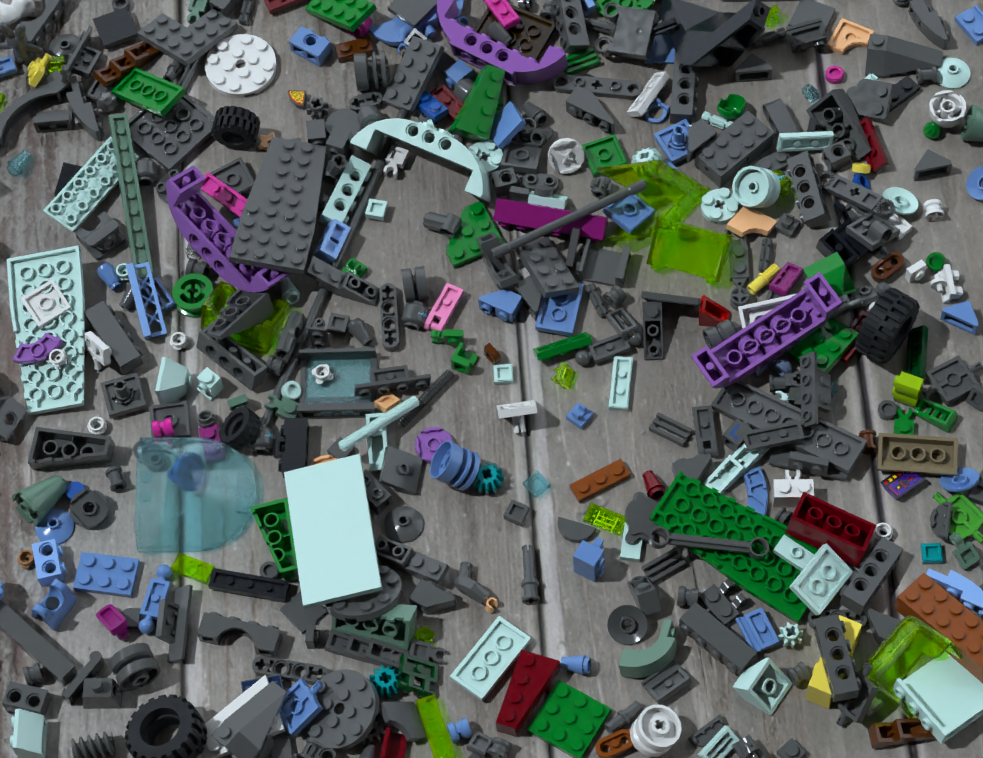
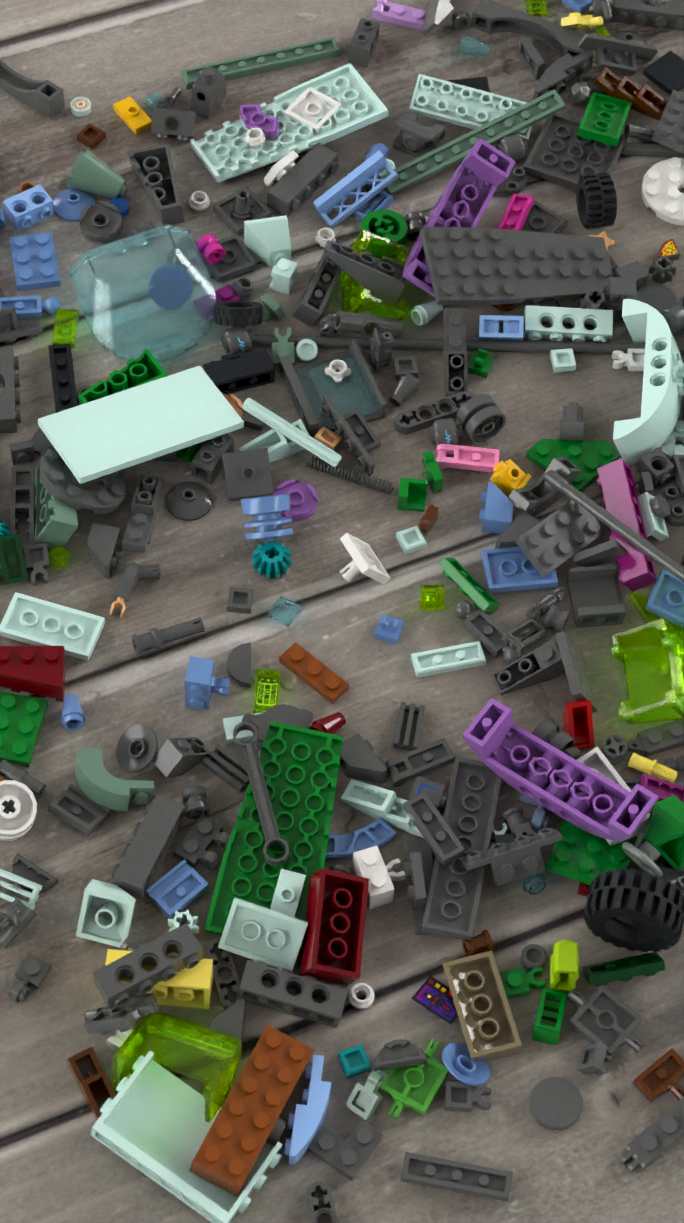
camera: 60 degrees right, 5 degrees down
(477, 284) = (509, 477): none -> yellow brick

